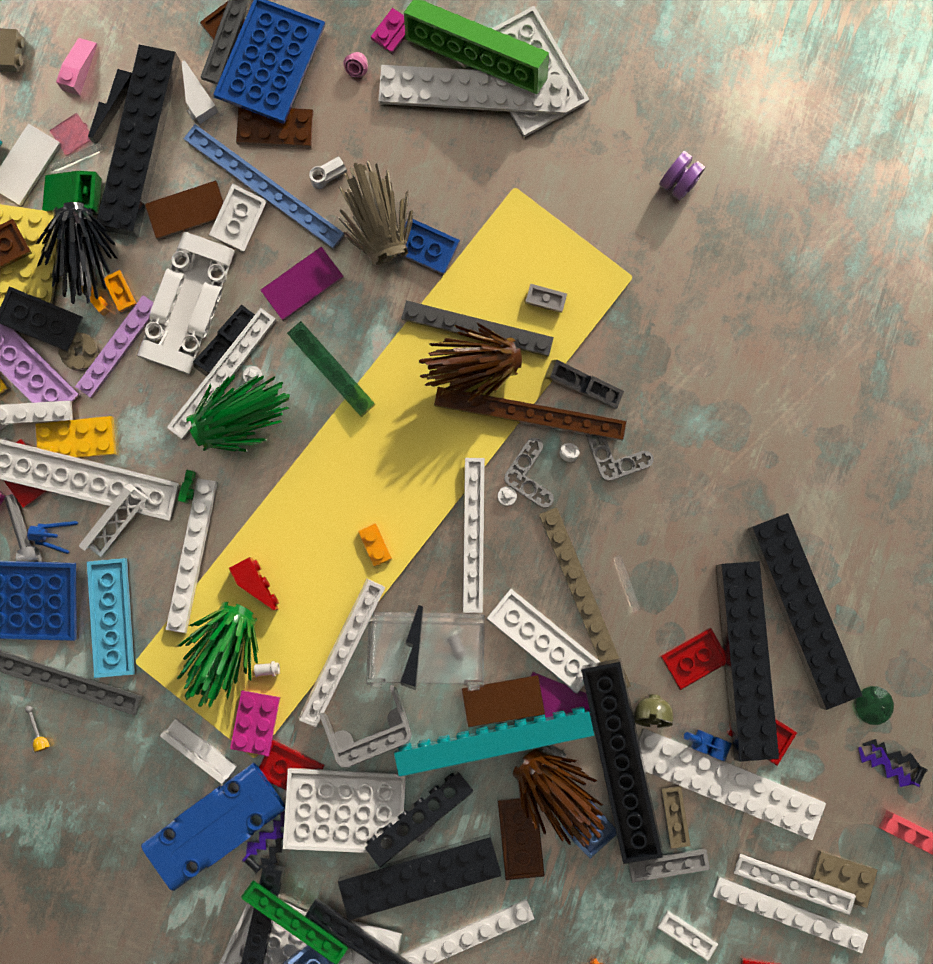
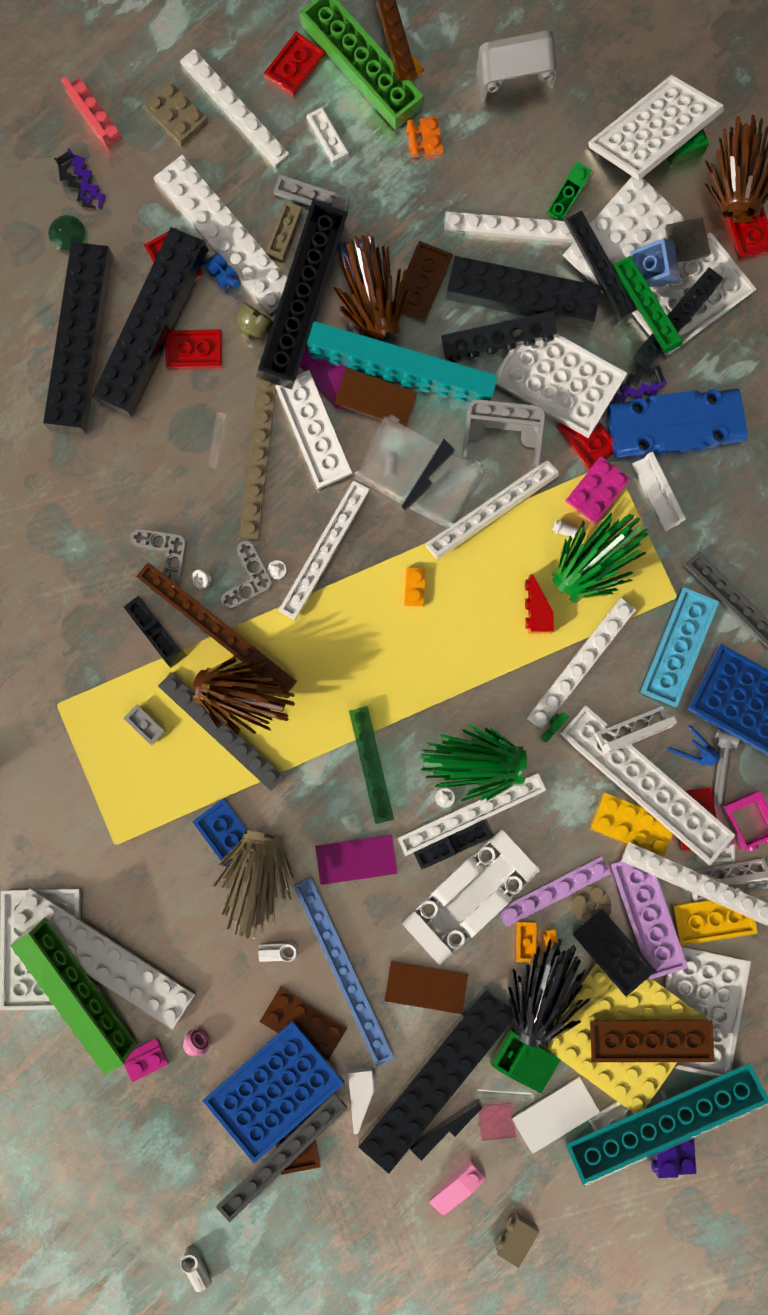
camera: 150 degrees left, 0 degrees up
(237, 218) = (383, 952): white plate -> none
(794, 884) = (216, 127): white tile -> none

